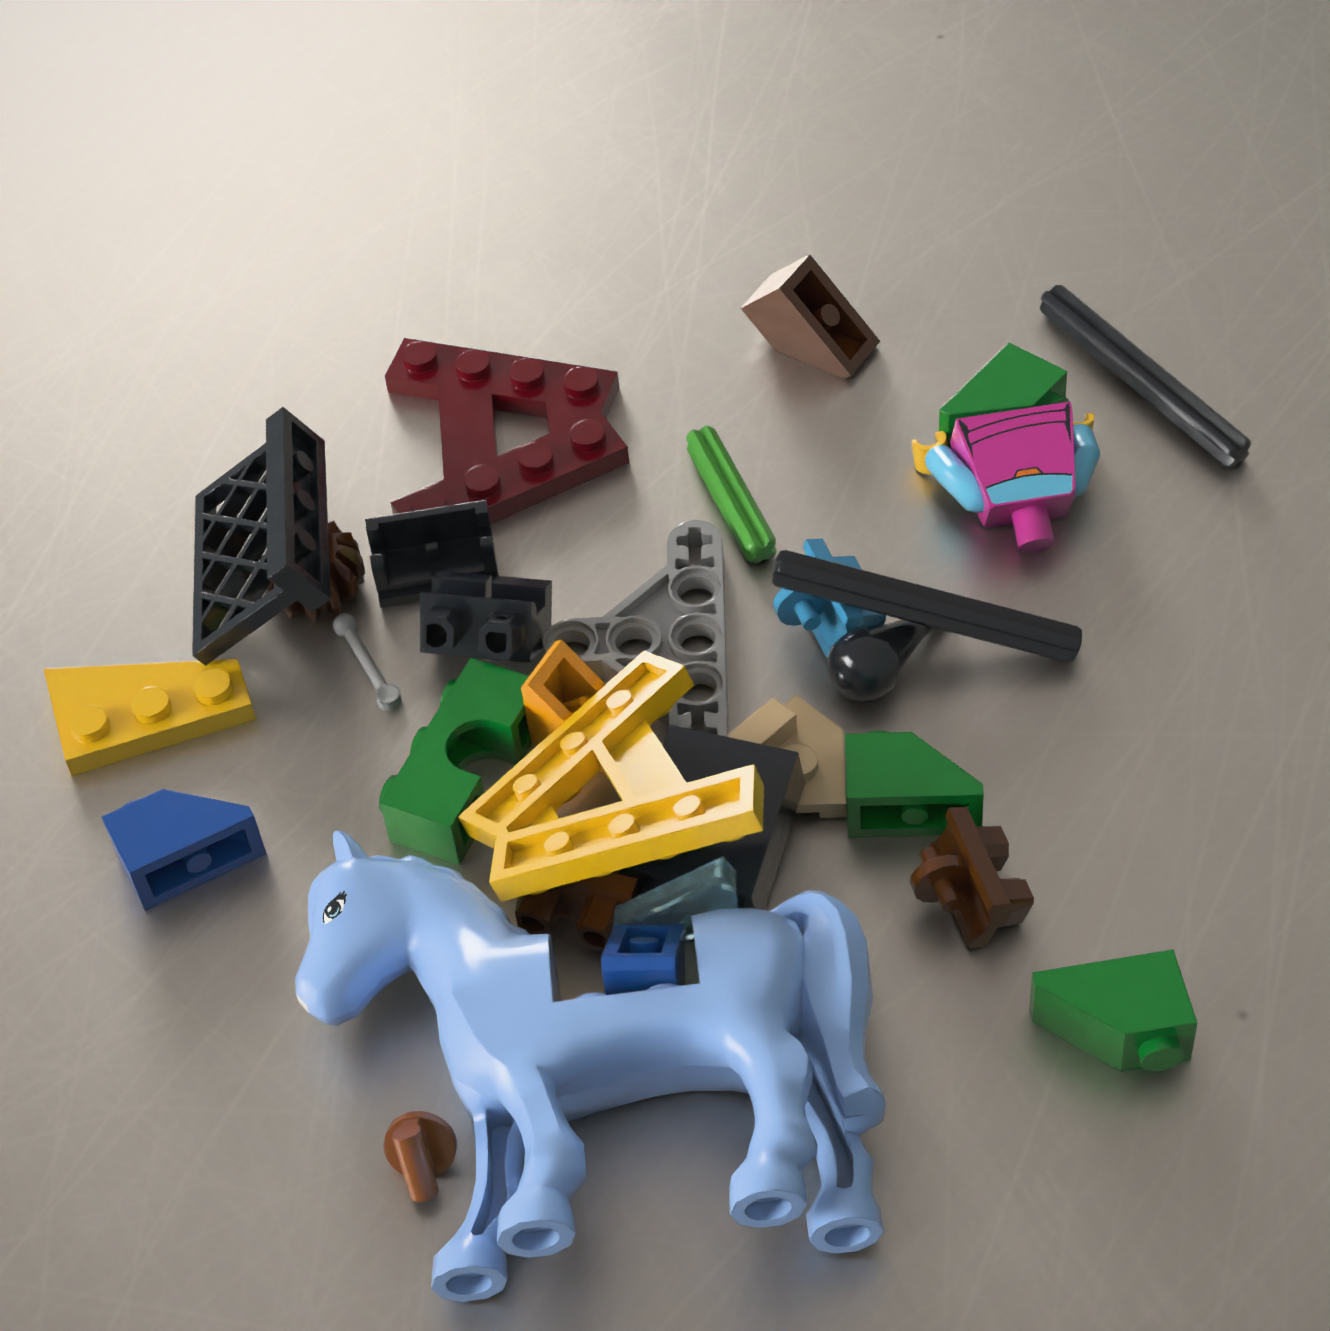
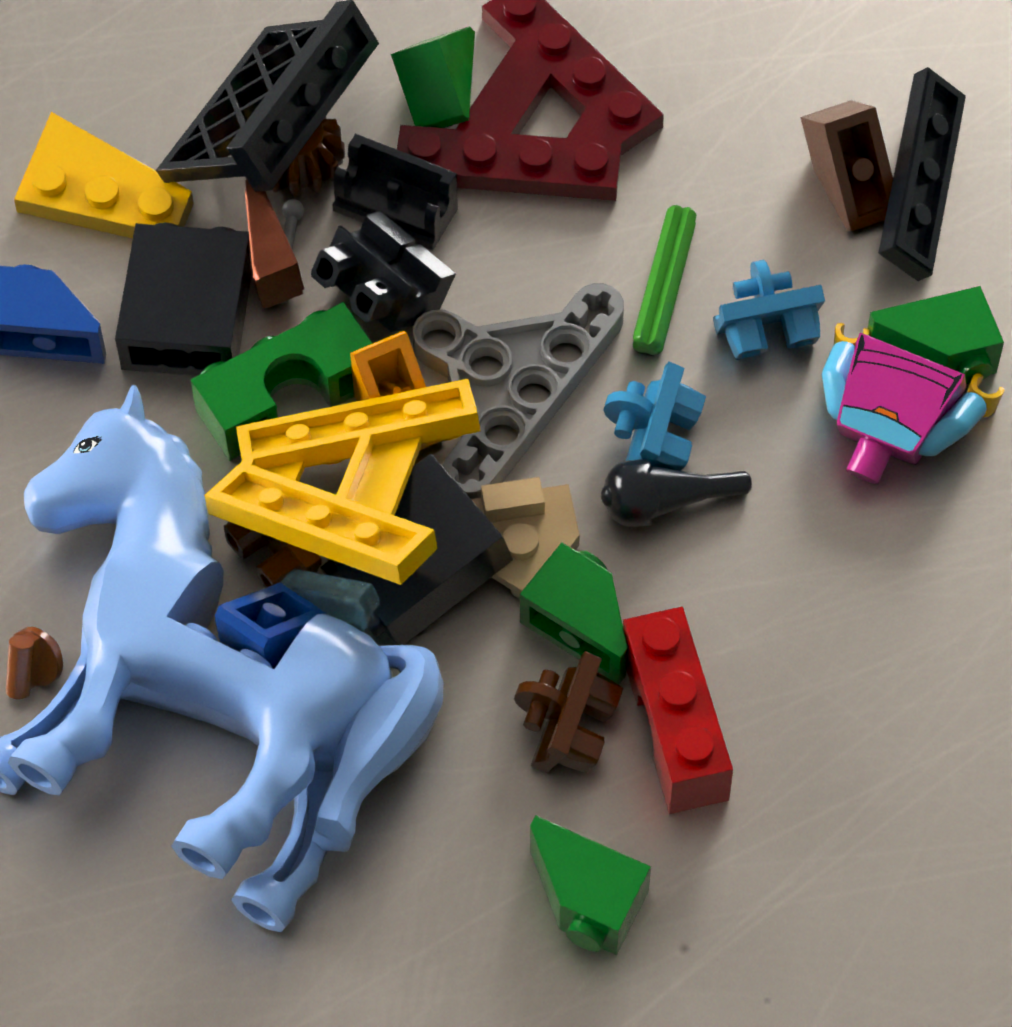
camera: 30 degrees right, 10 degrees up
(308, 748) = (183, 298): none -> black brick
(359, 657) = (272, 259): none -> copper slope
(397, 448) = (438, 78): none -> green slope
(838, 460) = (745, 318): none -> dark azure hips
(876, 300) = (922, 174): none -> black tile
(926, 606) = (714, 477): black axle -> none
(1108, 835) = (681, 714): none -> red arch

